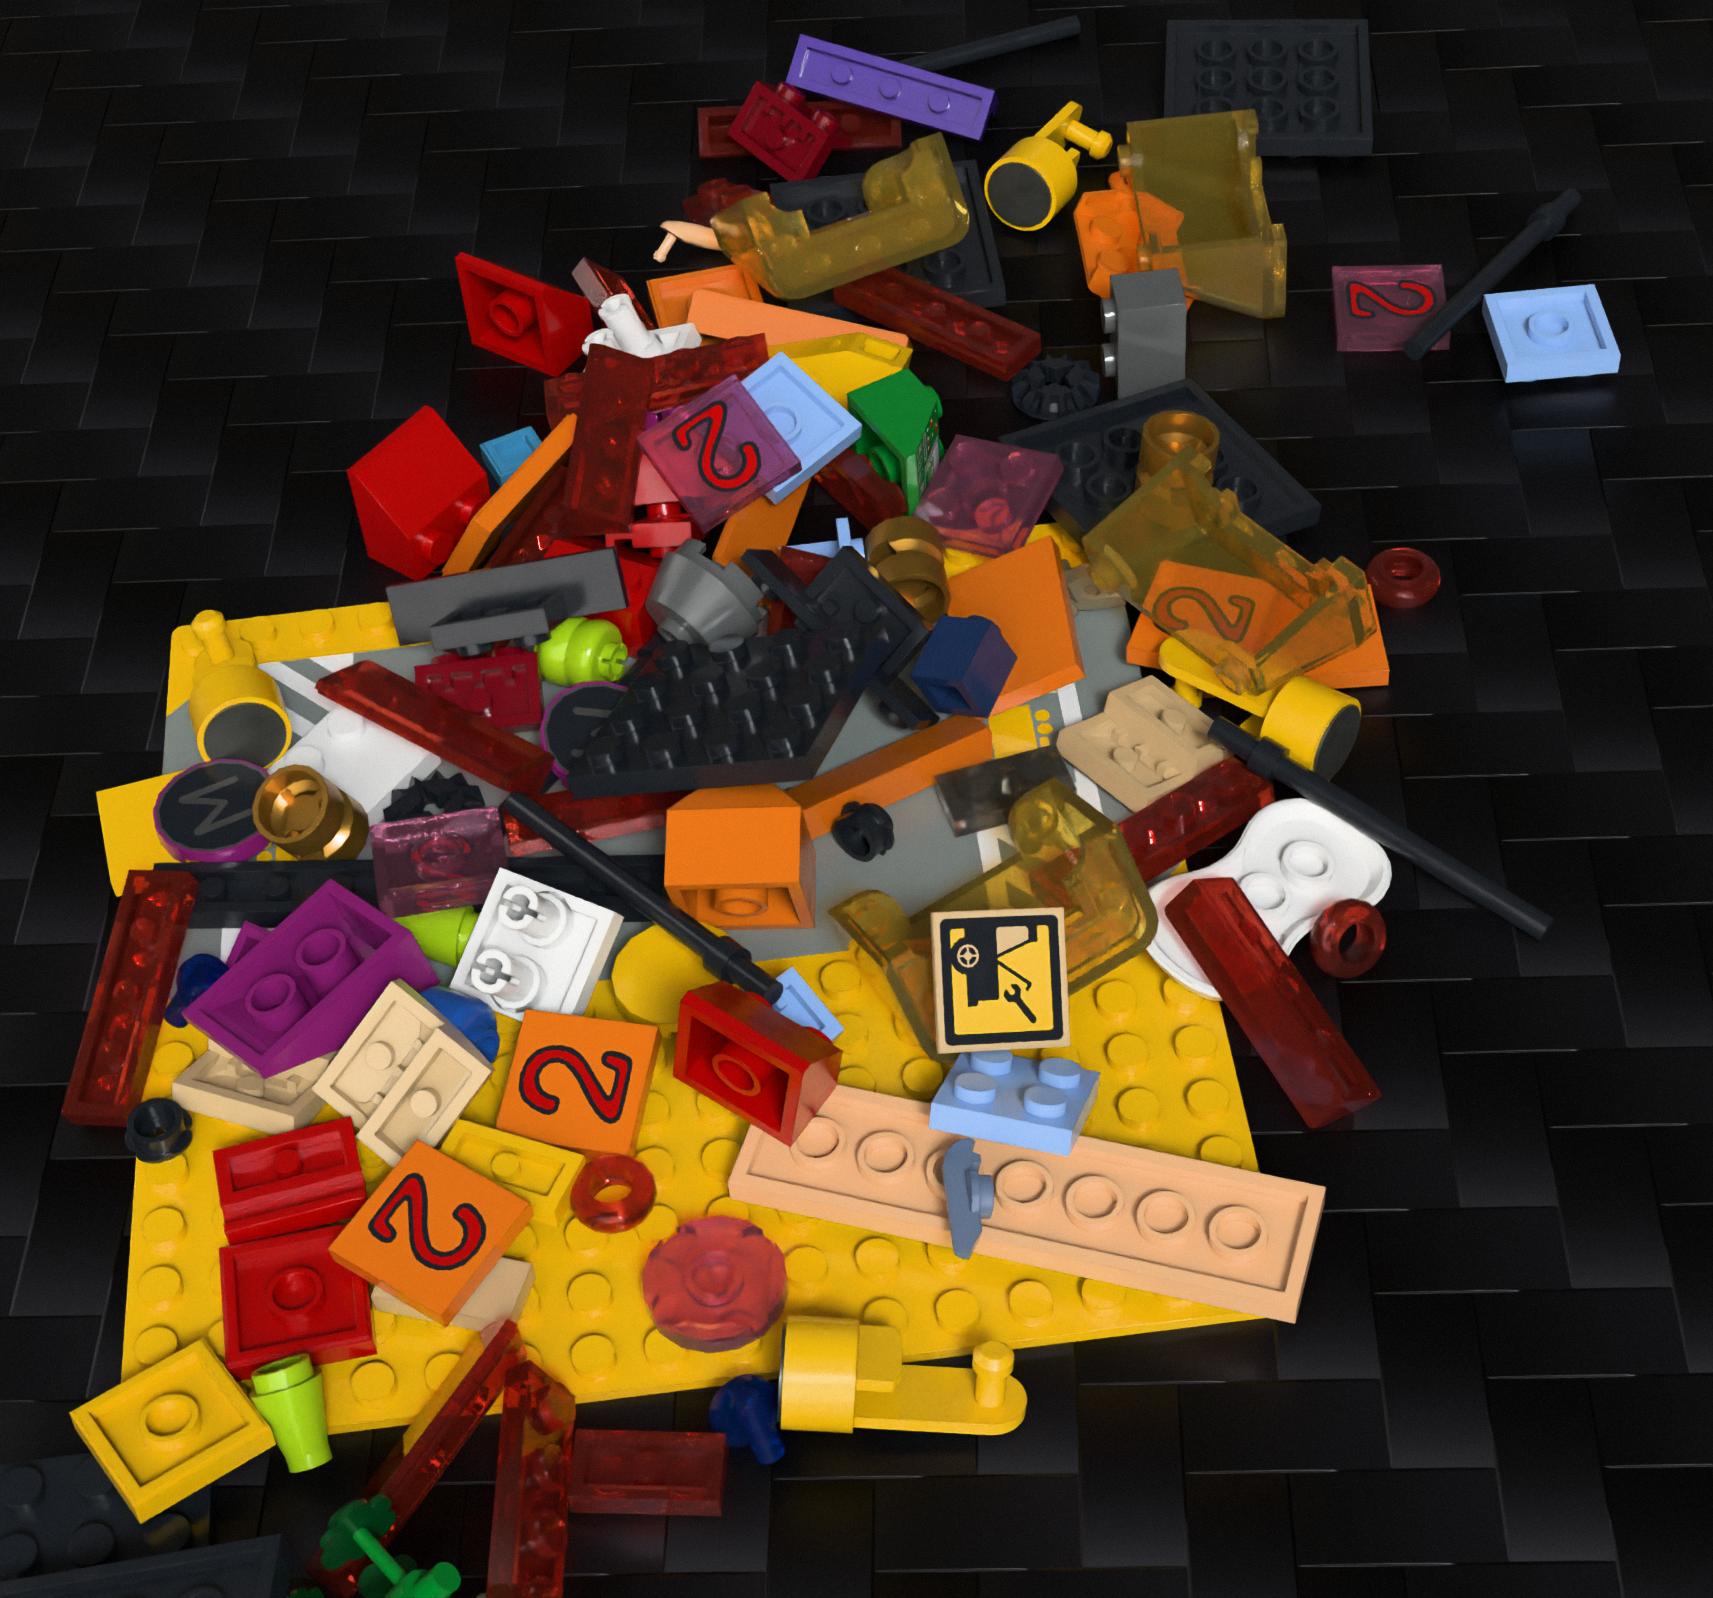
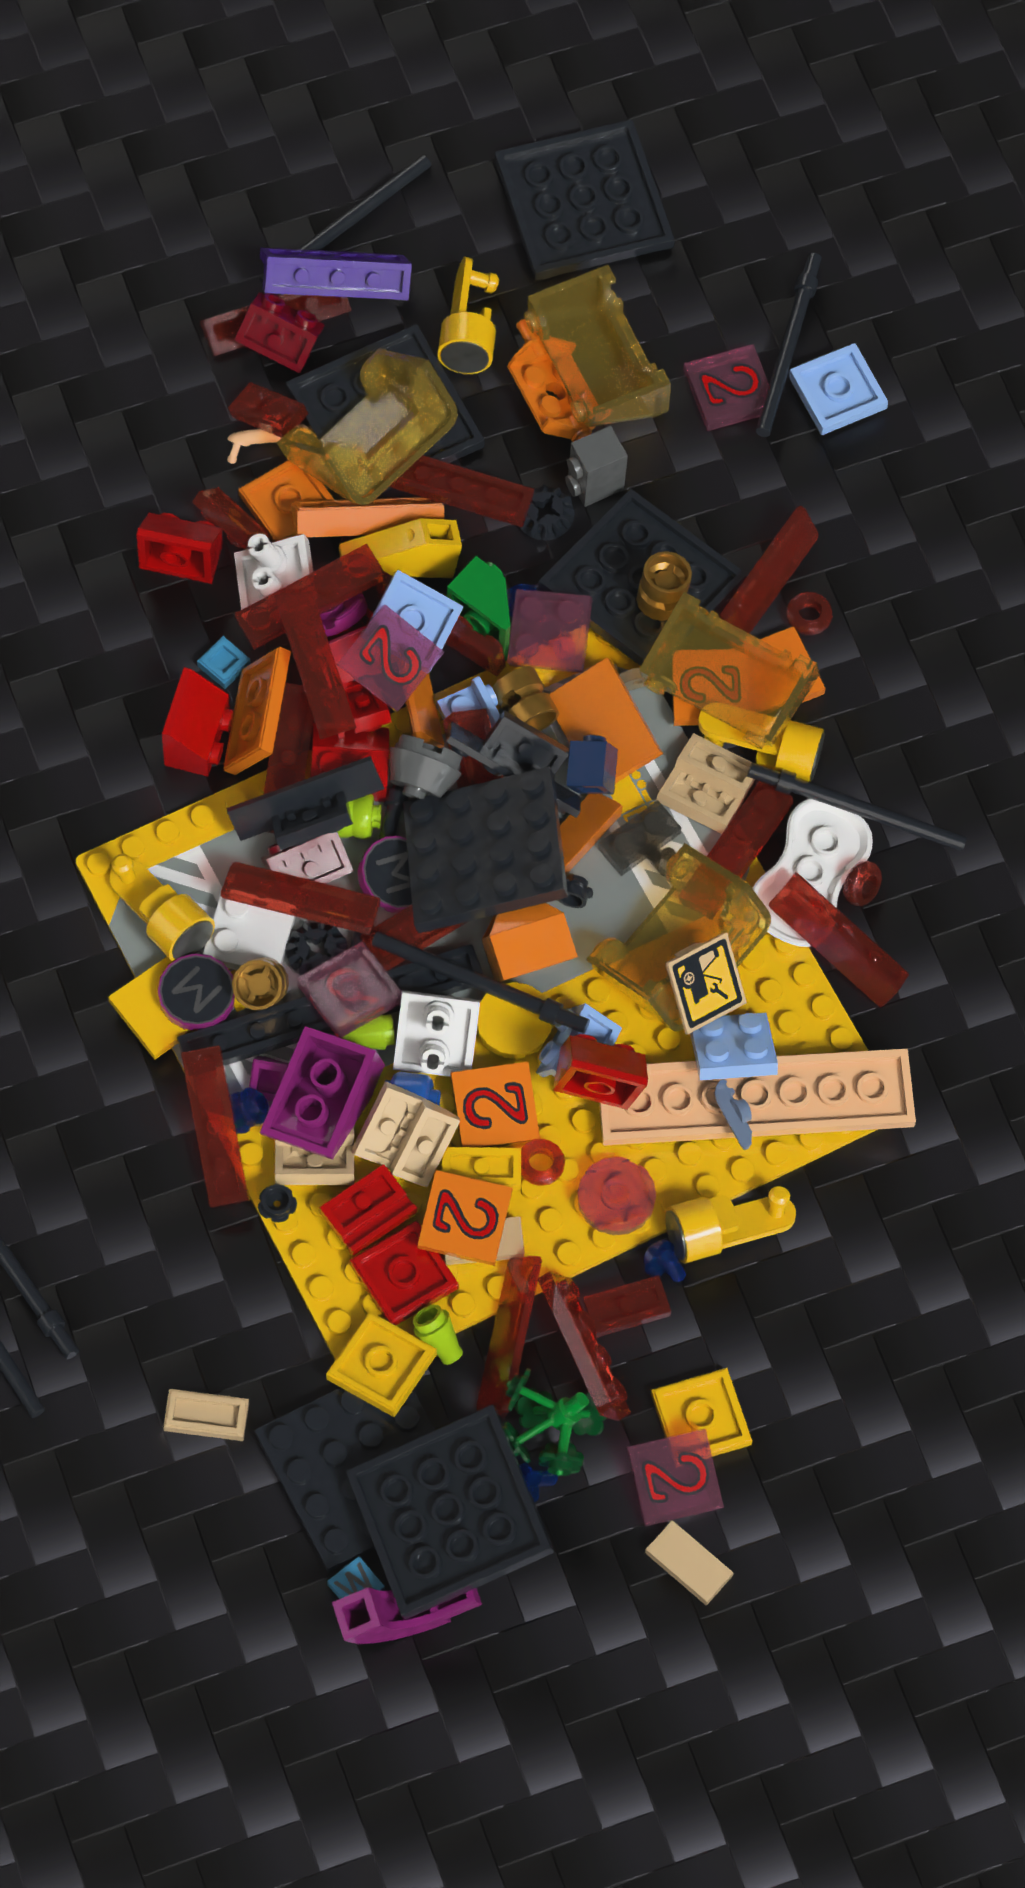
camera: 30 degrees left, 20 degrees up
(1370, 504) = (771, 572): none -> clear red slope

